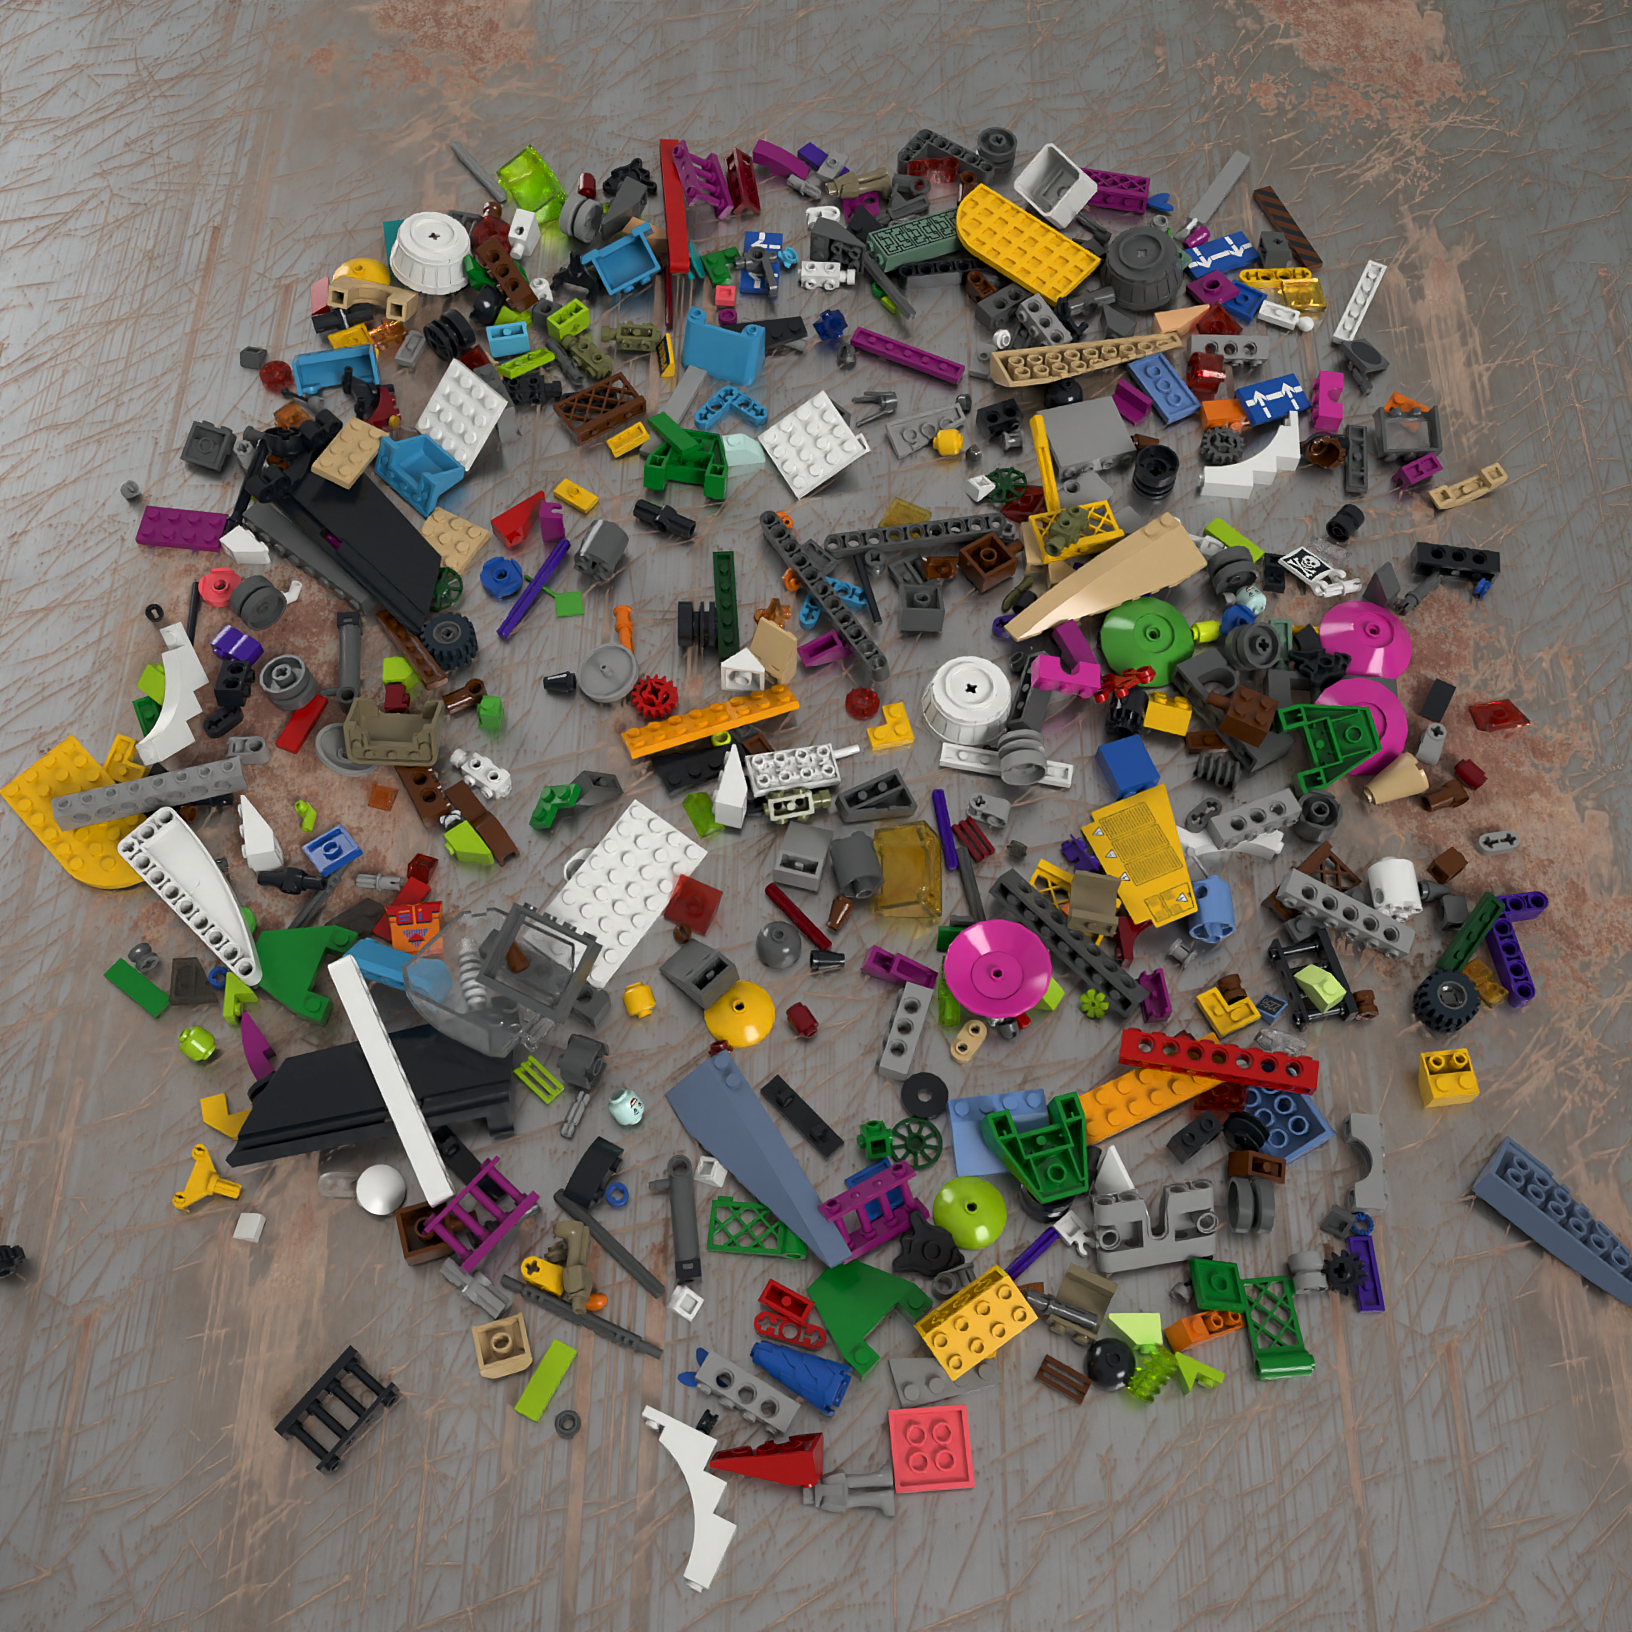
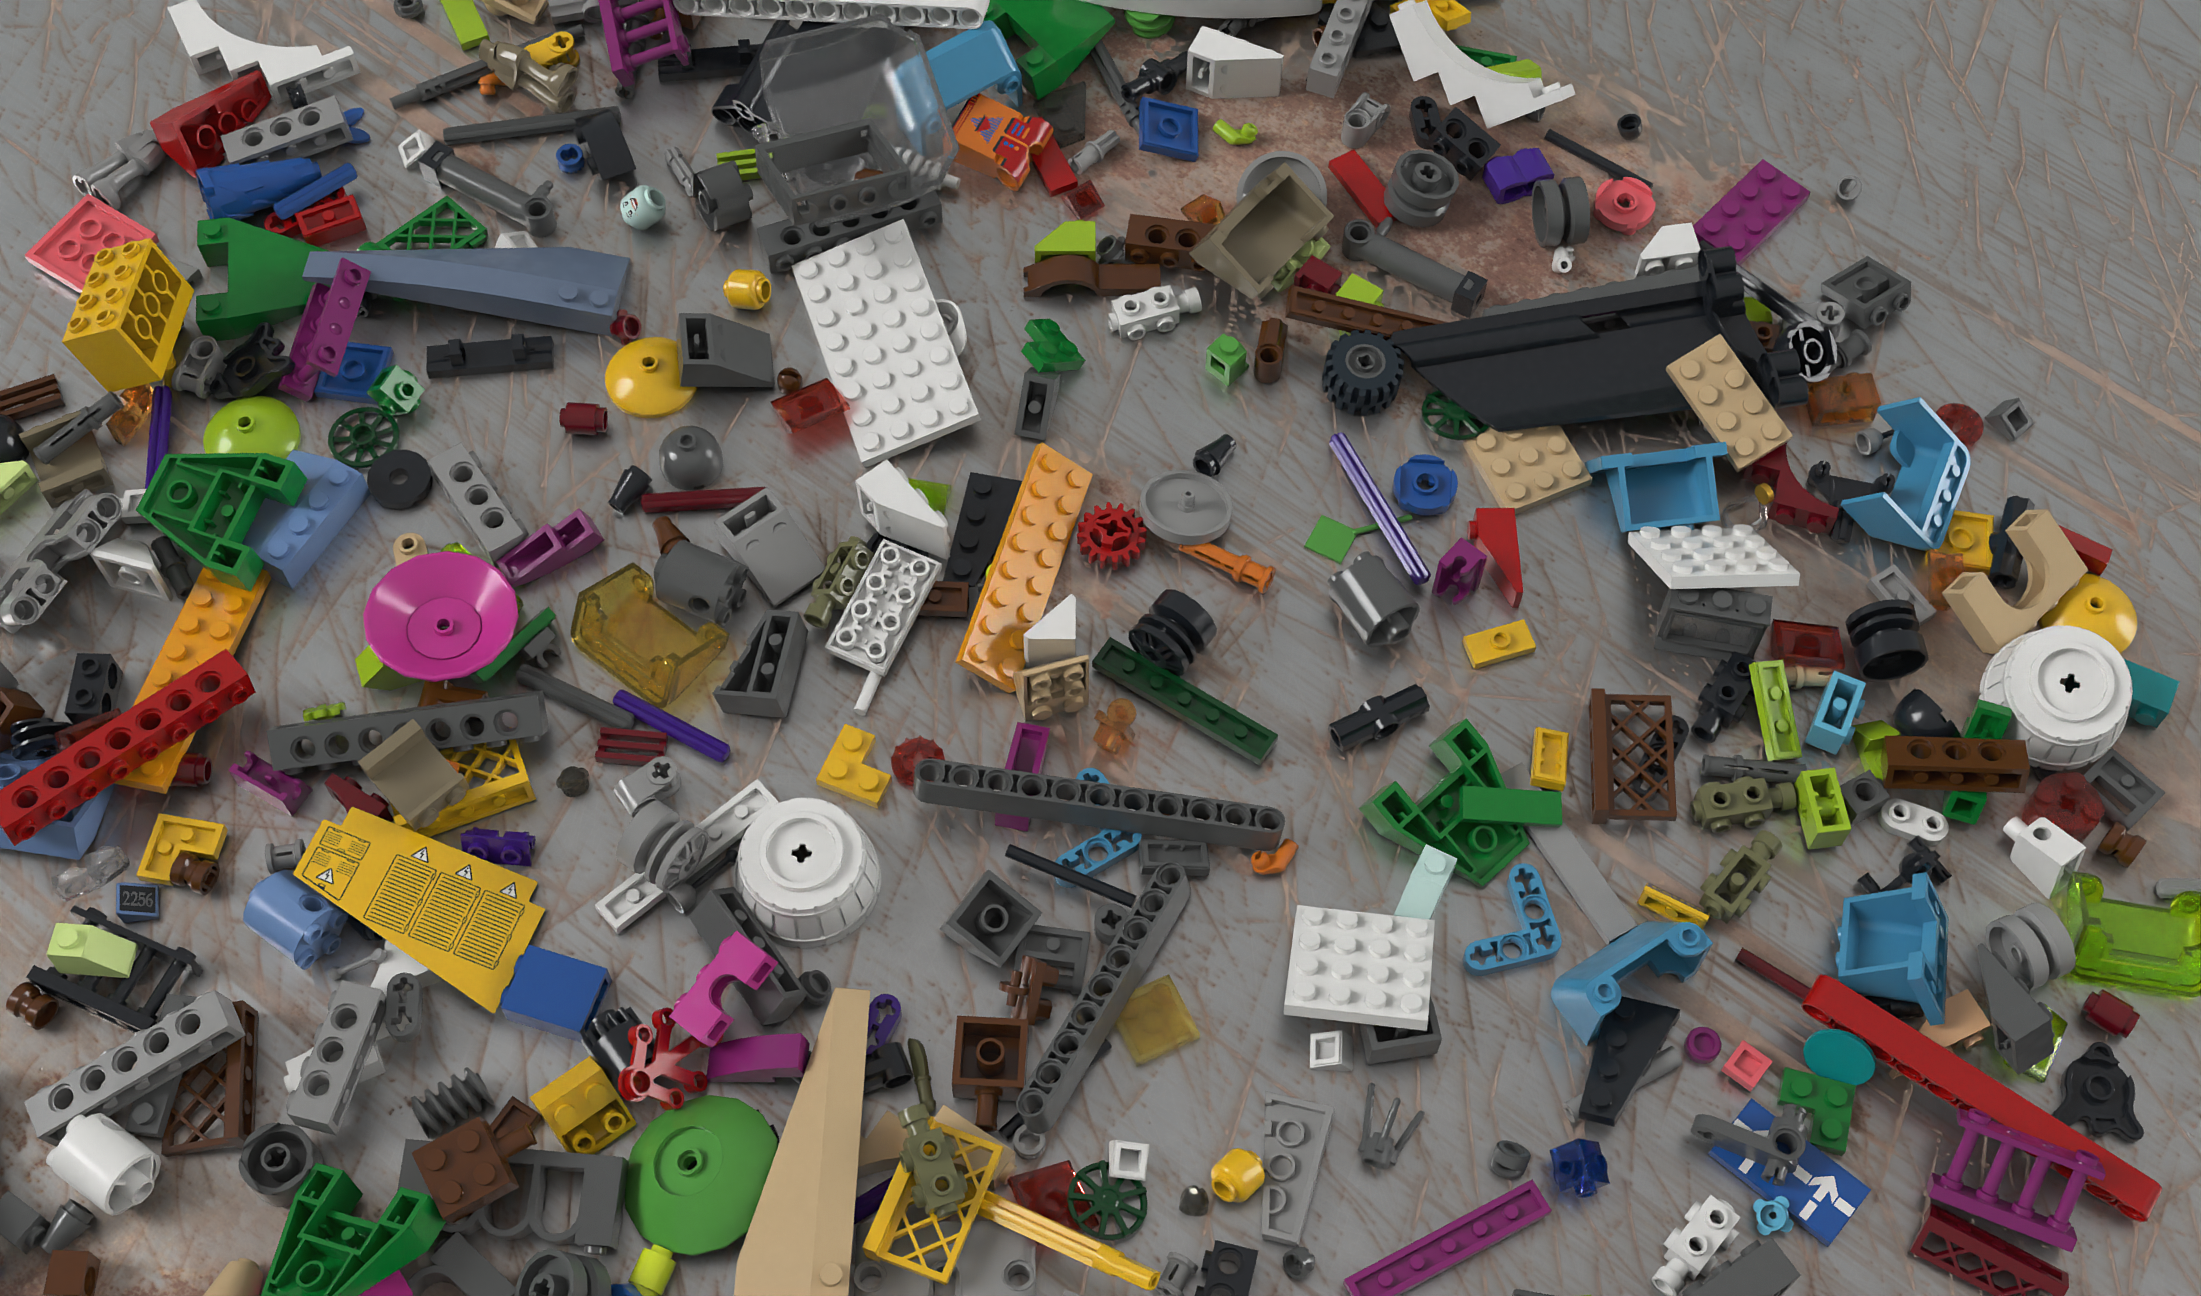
camera: 130 degrees right, 0 degrees up
(774, 1328) = (315, 191): none -> blue axle

